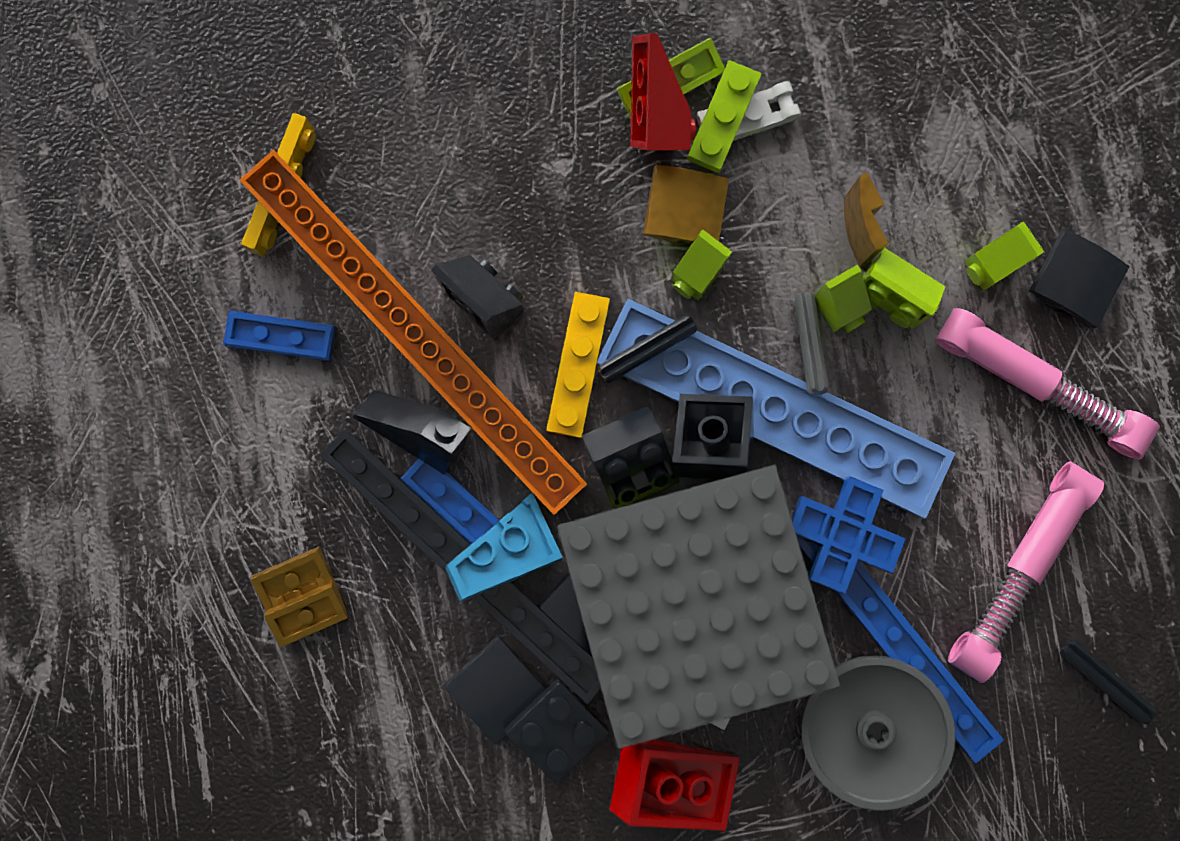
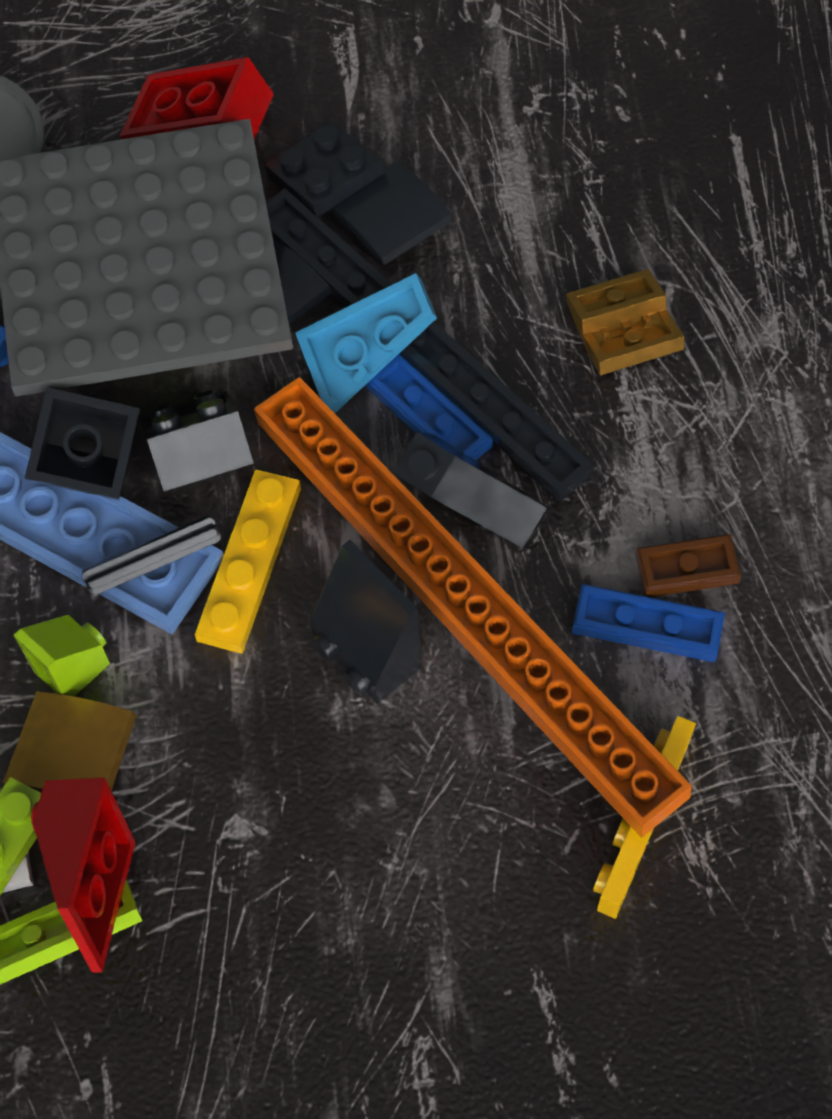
camera: 175 degrees left, 20 degrees down
(249, 380) = (688, 565): none -> reddish brown plate

